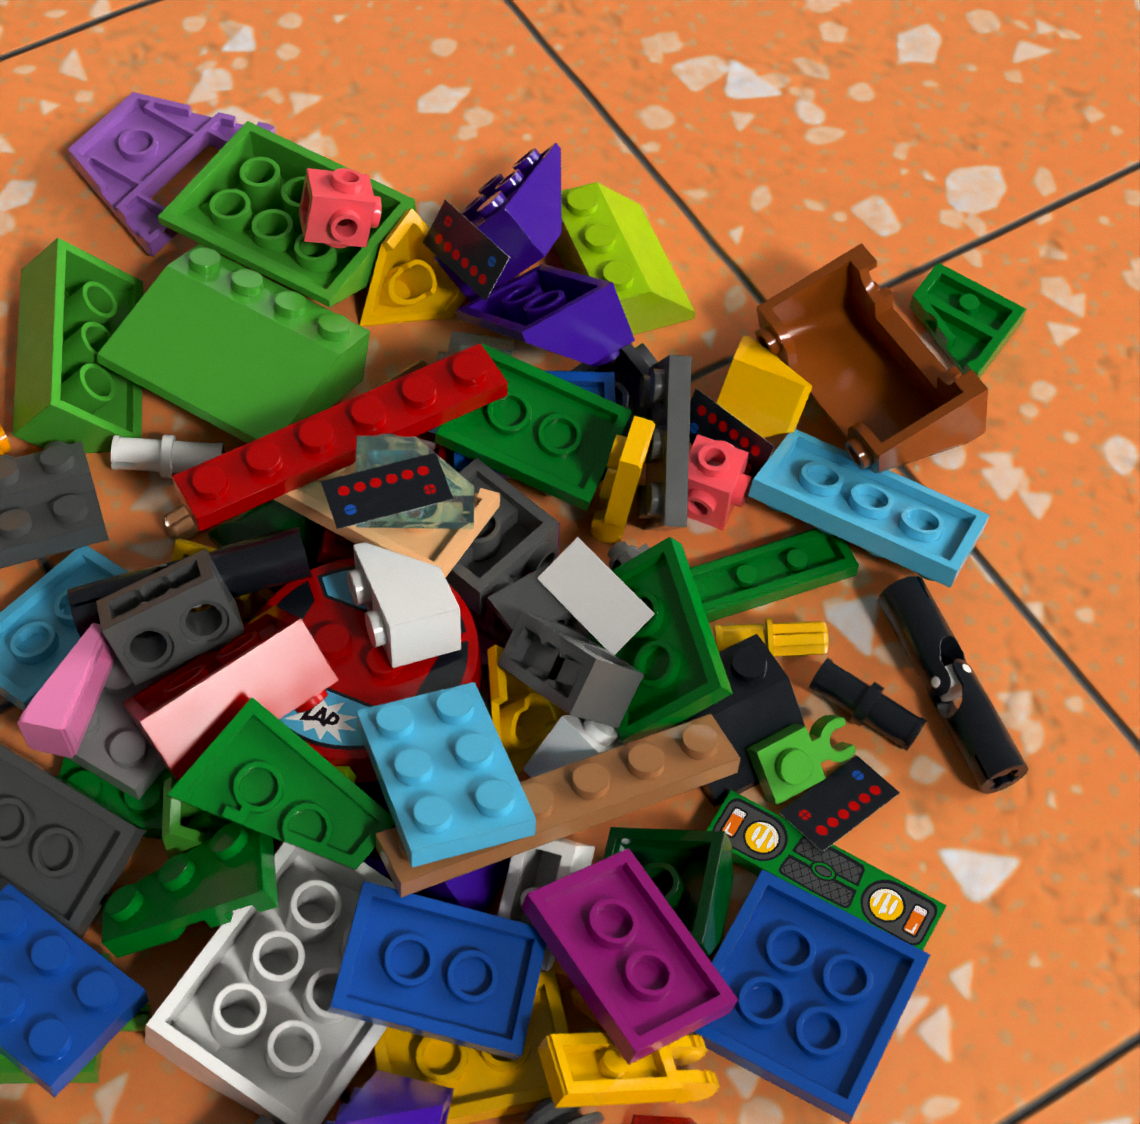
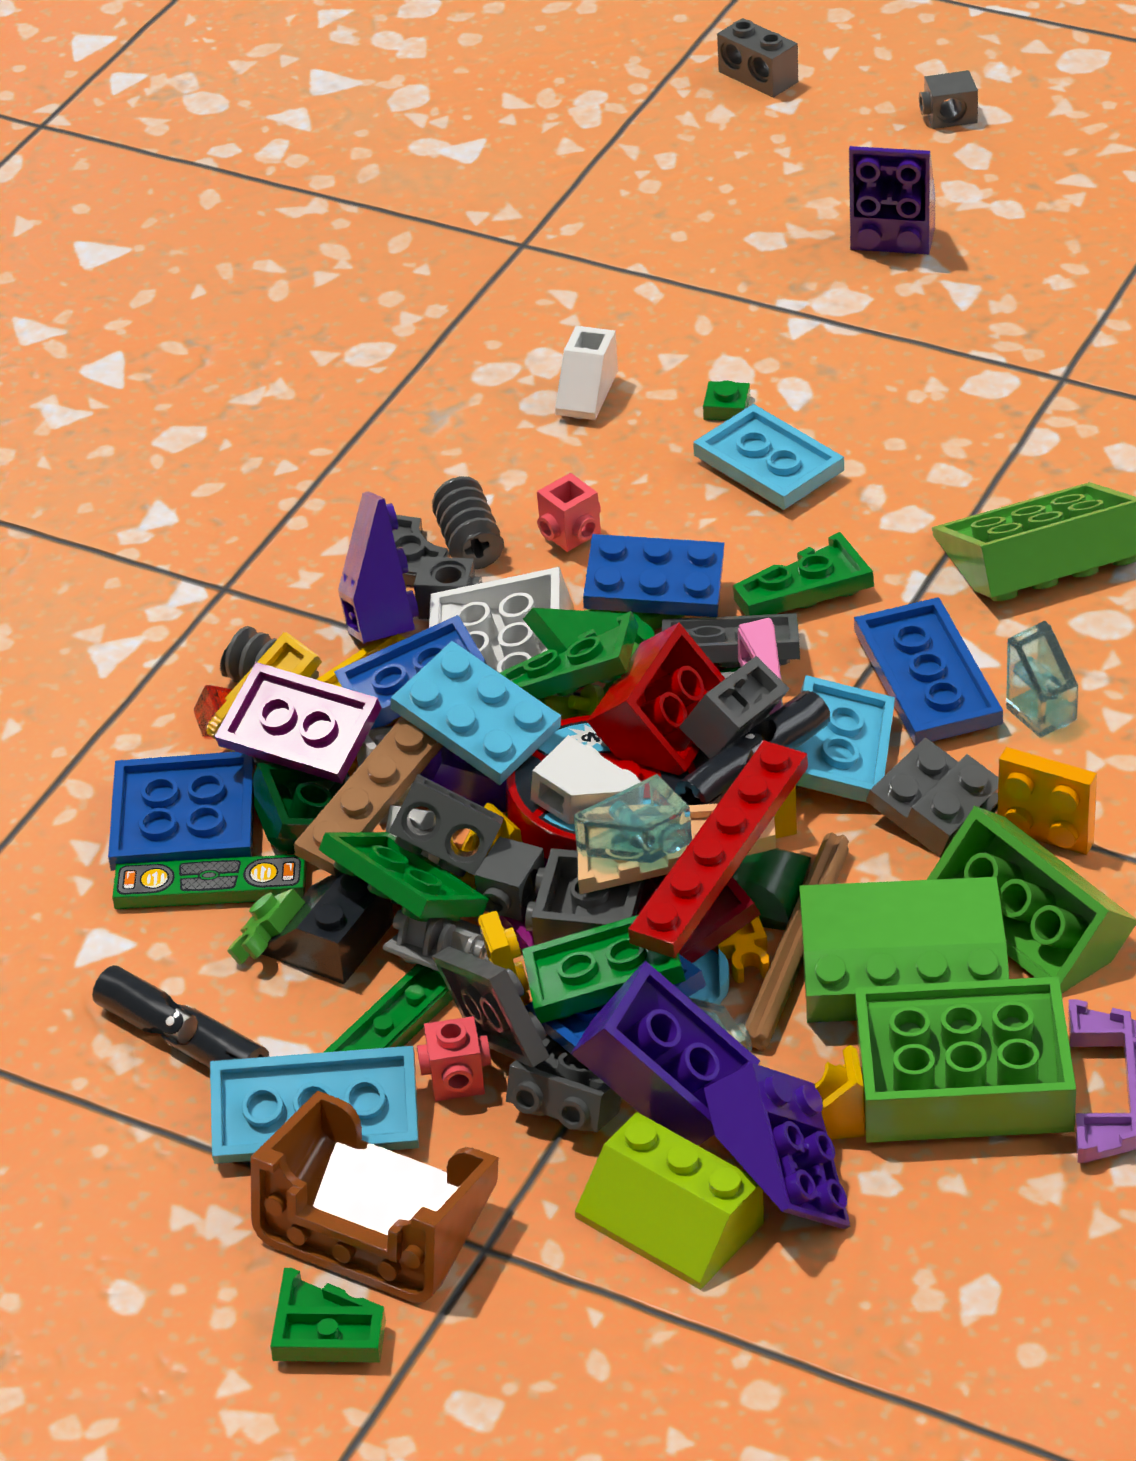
camera: 155 degrees right, 15 degrees down
(161, 455) = (904, 867): white pin -> none
(338, 208) = (897, 1013): coral brick -> none
(386, 490) = (635, 785): black sticker -> none
(466, 250) = (780, 1070): black sticker -> none
(595, 596) = (462, 872): white sticker -> none
(716, 423) = (472, 1101): black sticker -> none
(763, 390) = (462, 1126): yellow slope -> none
(780, 638) = (335, 988): yellow axle -> none
(839, 803) = (221, 923): black sticker -> none
(867, 704) = (236, 984): black pin -> none

